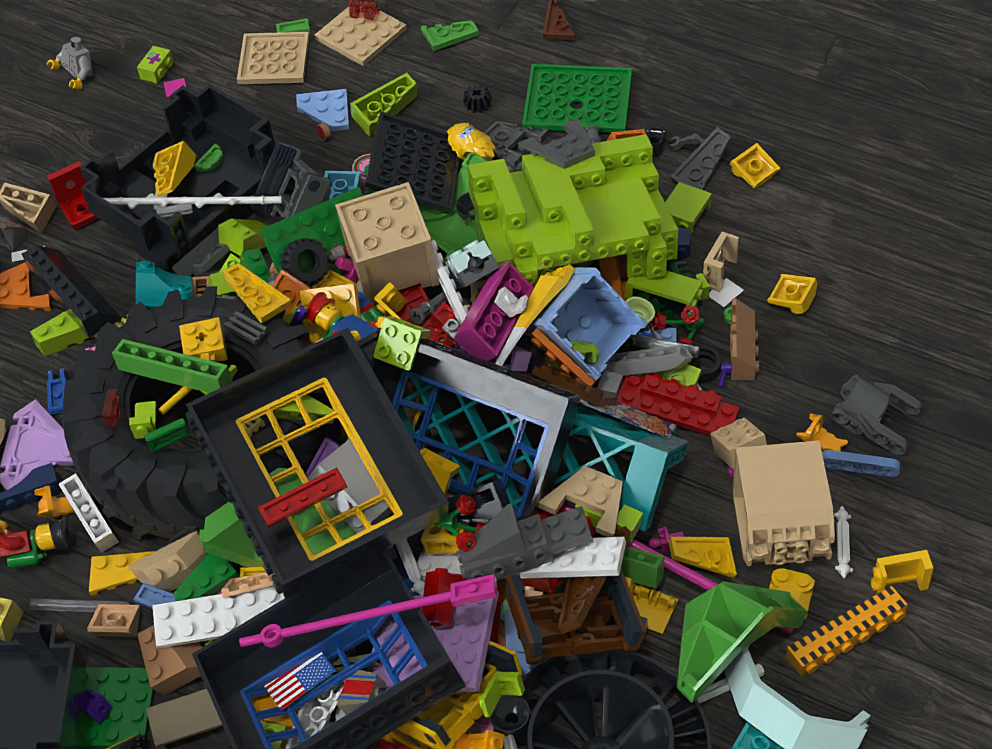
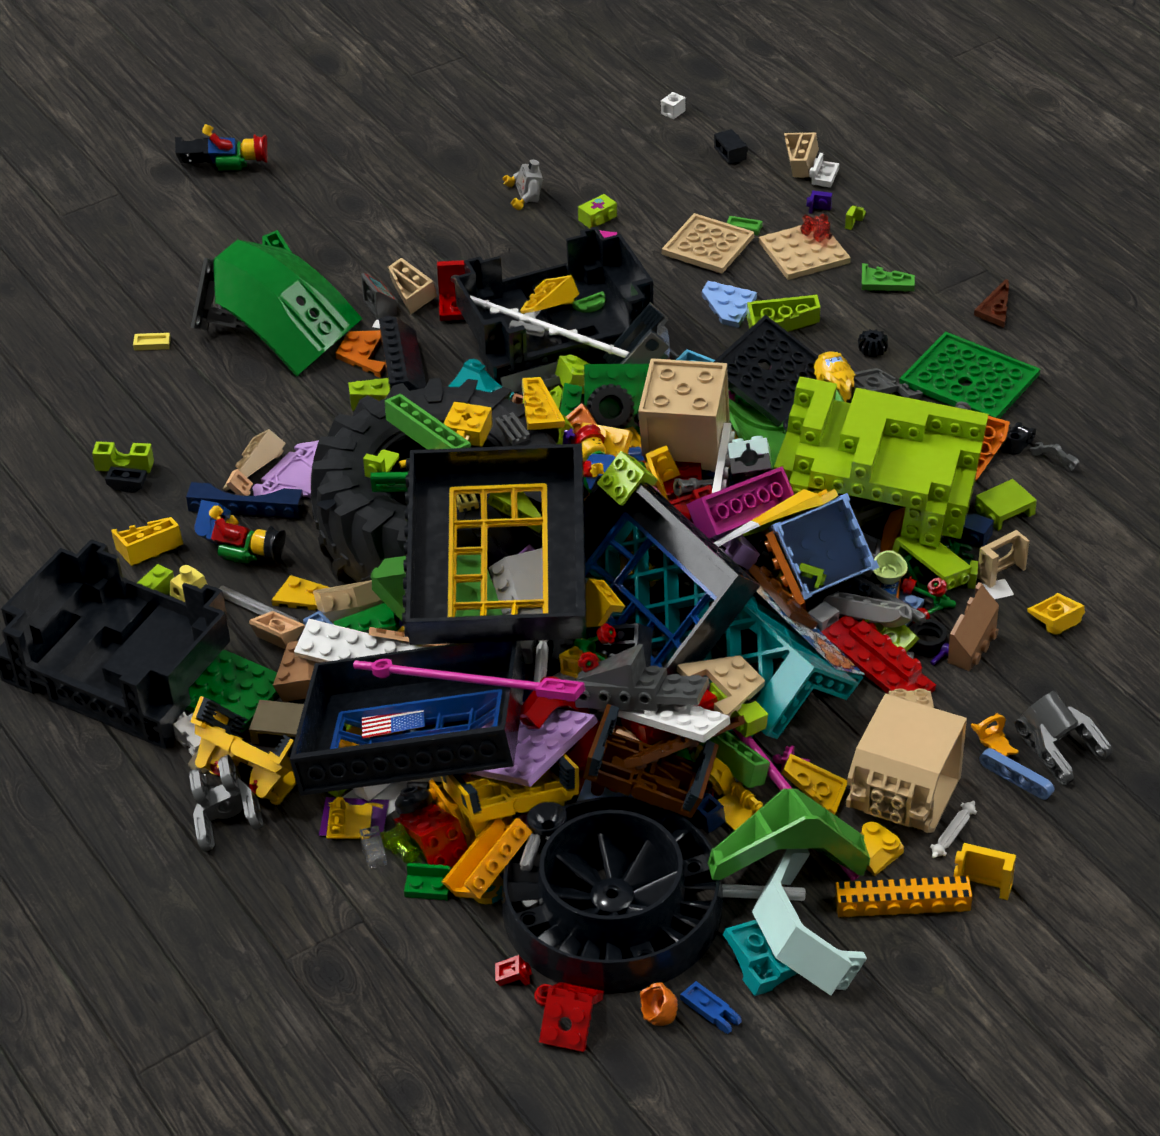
camera: 25 degrees right, 10 degrees down
(52, 506) = (282, 522): light orange hair -> none
(88, 513) = (306, 540): white brick -> none
(94, 705) = (219, 679): dark purple bracket -> none
(110, 409) = (357, 446): clear red plate -> none
(302, 497) = (462, 560): red tile -> none
(323, 131) = (711, 320): medium nougat tile -> none
(501, 684) = (547, 791): lime bracket -> none
(509, 303) = (758, 498): white bracket -> none
(564, 151) = (899, 398): dark grey wing -> none
(703, 161) = (1051, 470): dark grey wing -> none
(754, 166) = (1098, 494): yellow slope -> none

